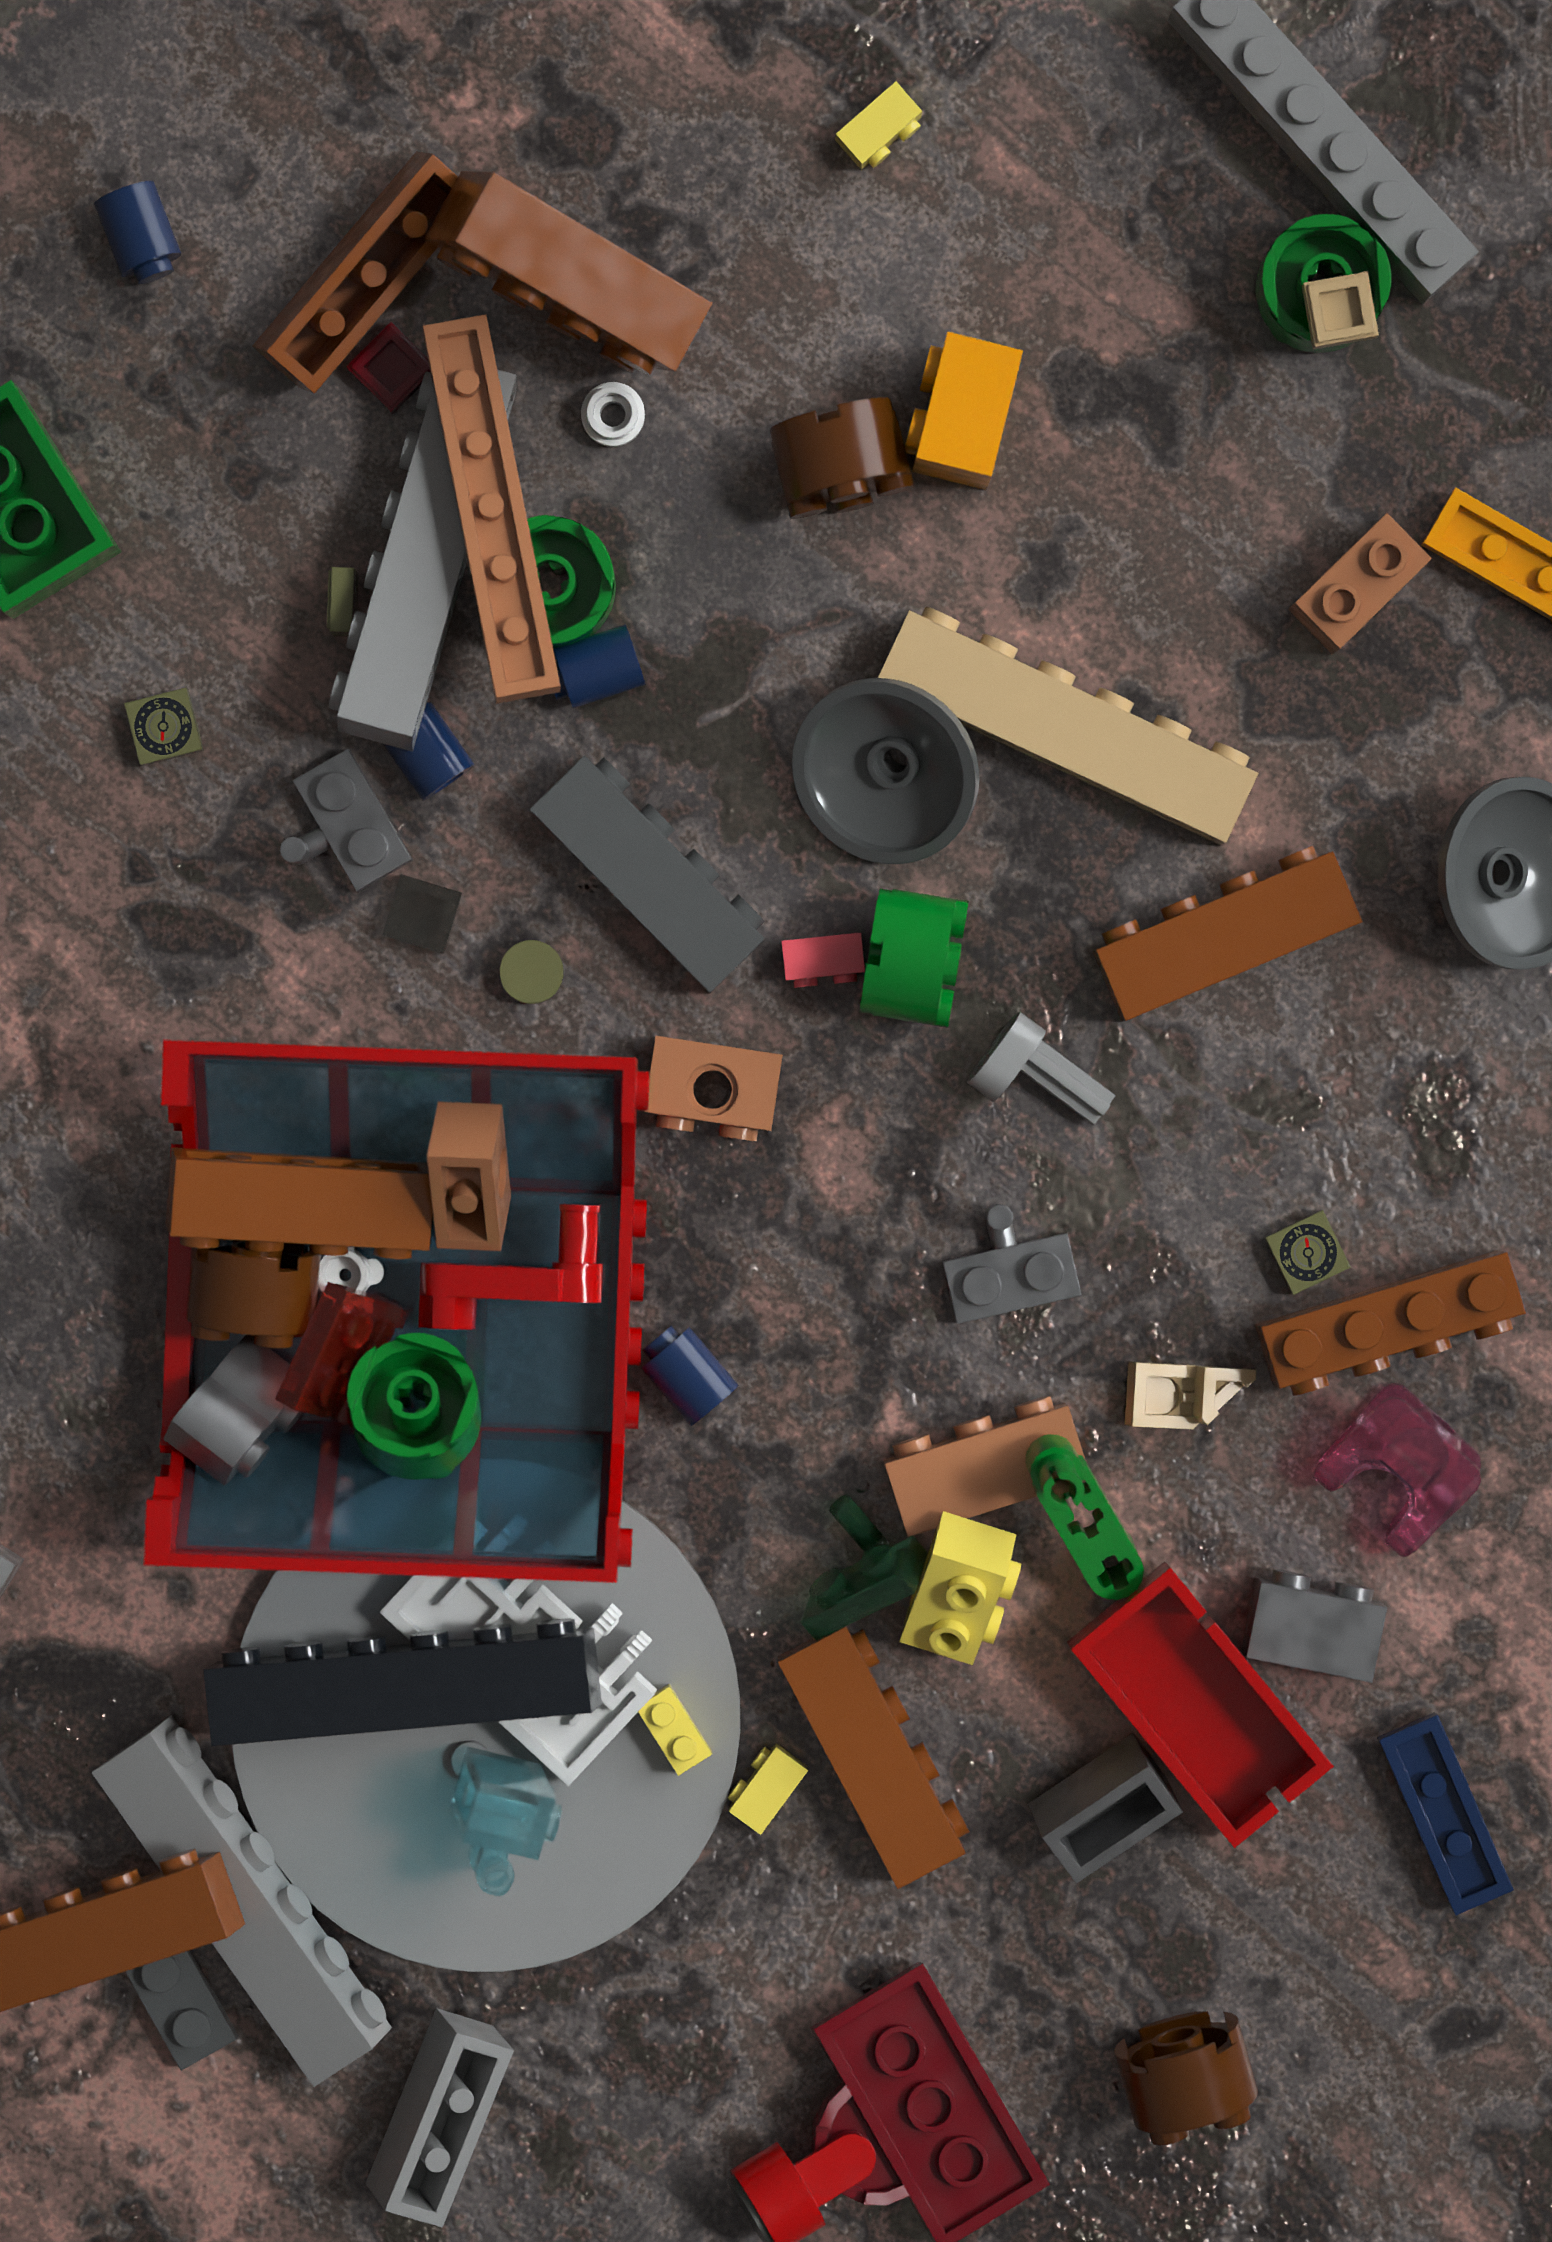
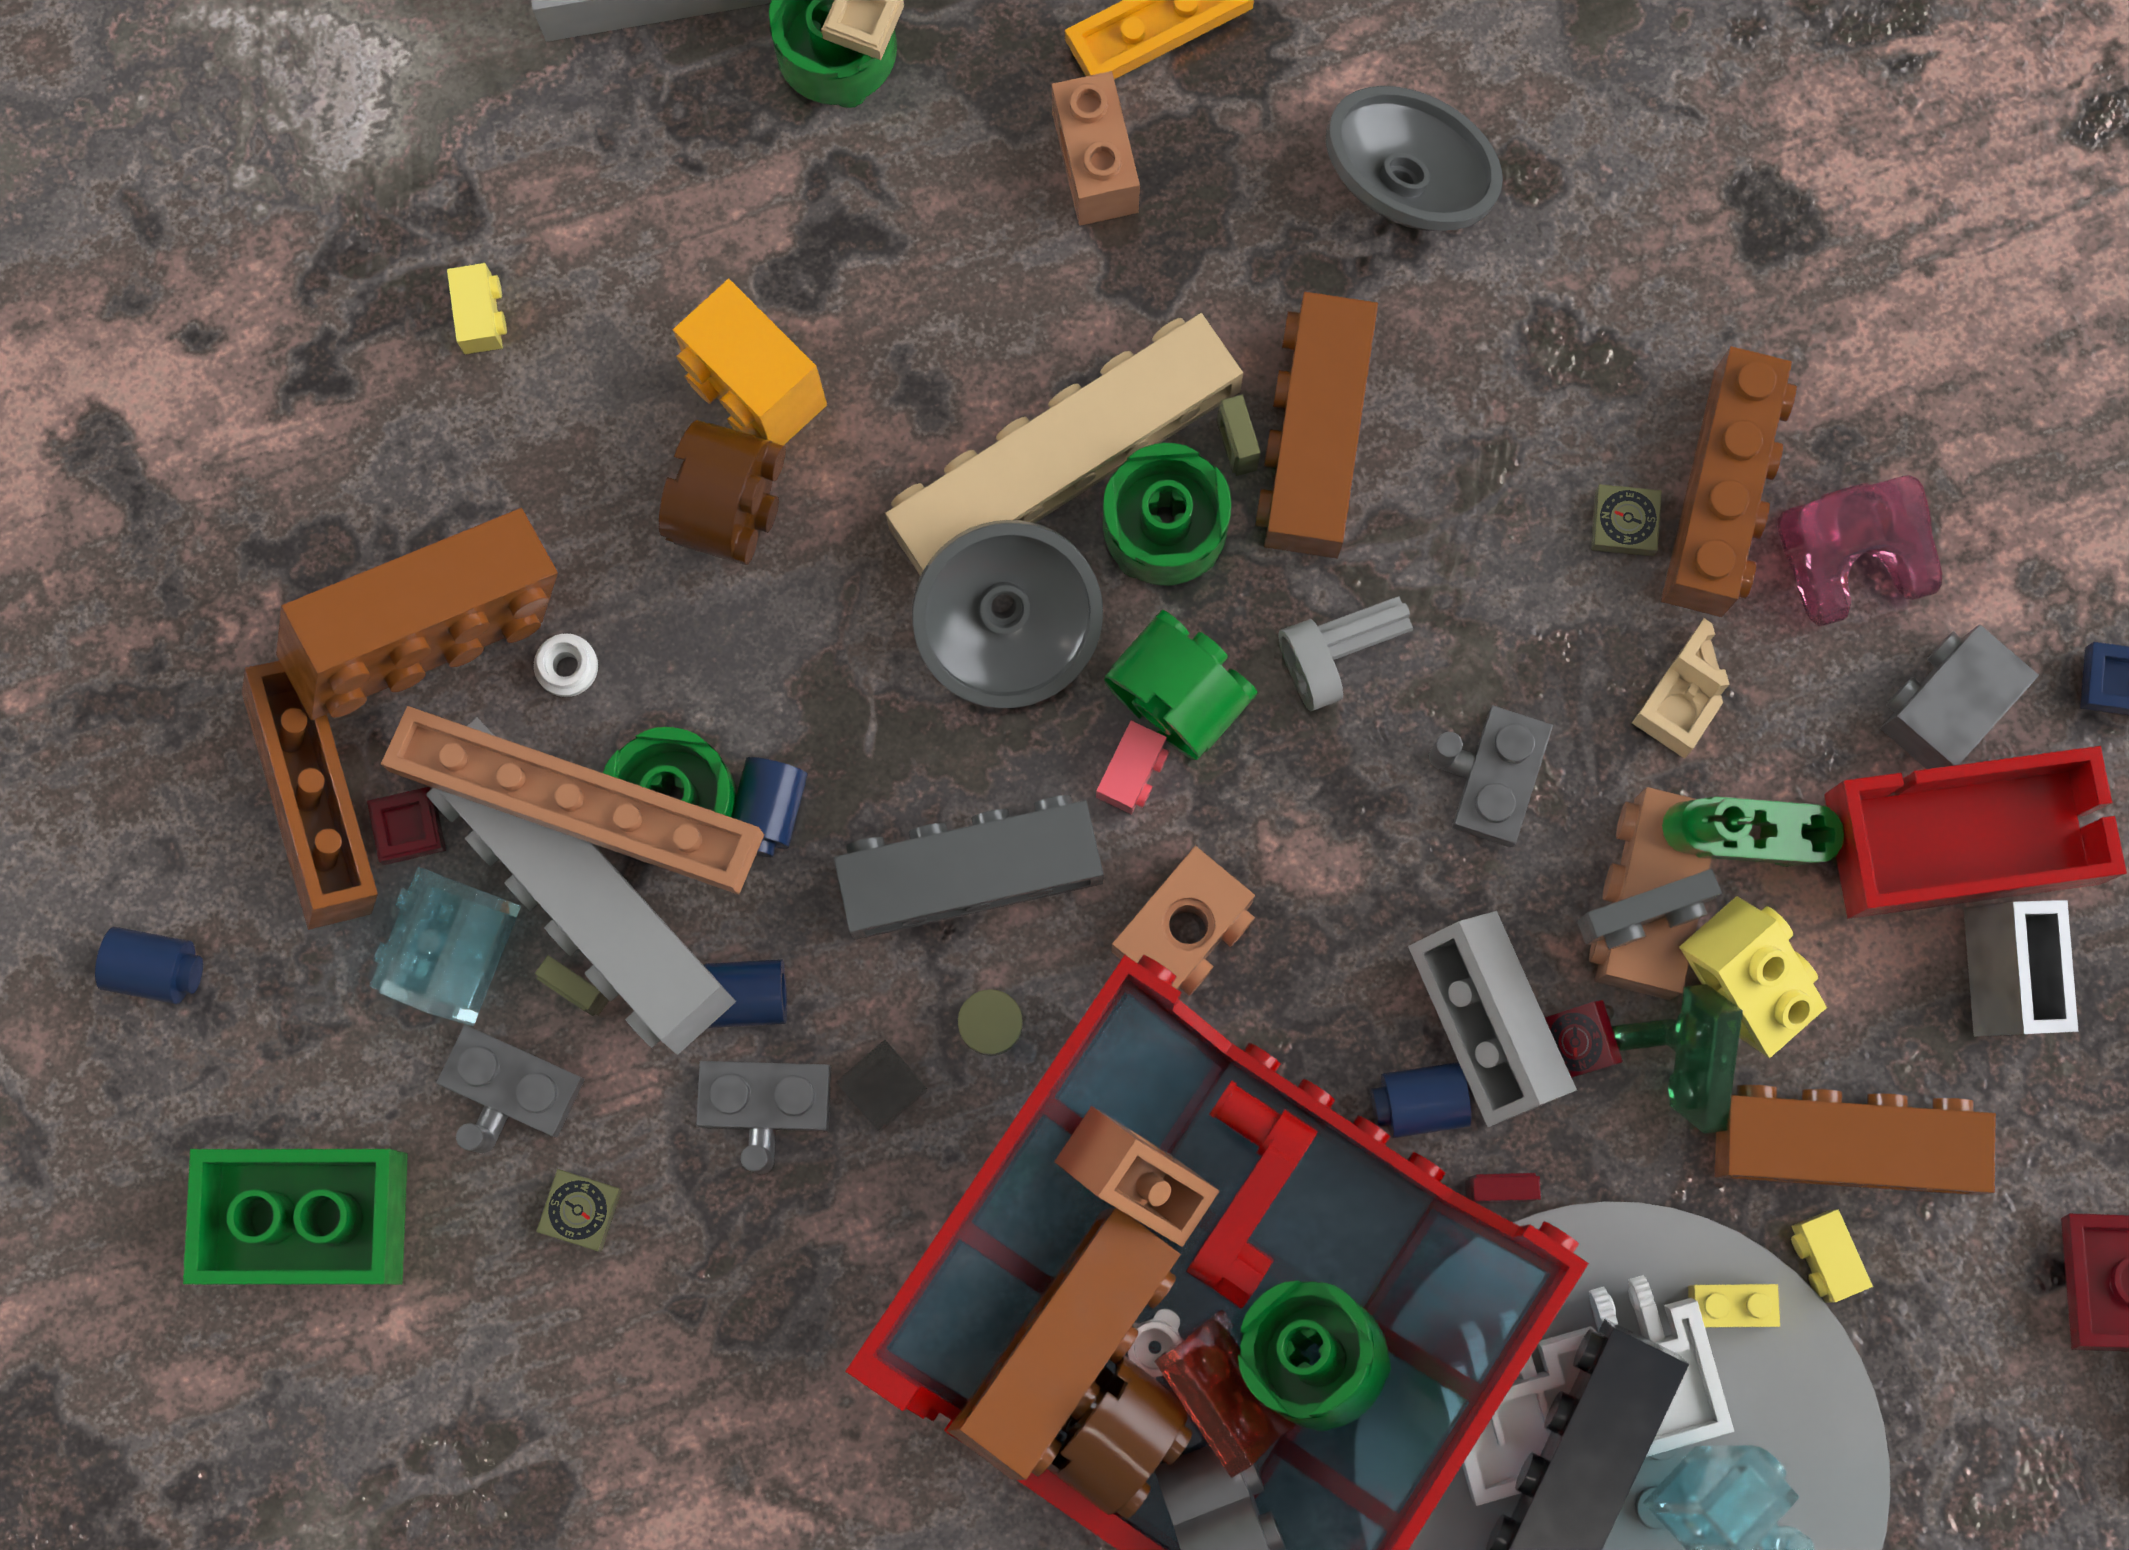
camera: 55 degrees left, 10 degrees down
(229, 599) = (508, 1085): none -> flat silver plate
(308, 470) = (444, 946): none -> clear light blue brick
(655, 1483) = (1503, 1188): none -> dark red tile
(790, 1391) = (1491, 1018): none -> light grey brick
(820, 1476) = (1585, 1038): none -> dark red tile
(976, 1486) = (1624, 920): none -> dark grey plate
(1064, 816) = (1197, 498): none -> green brick
(1172, 870) = (1238, 435): none -> olive tile

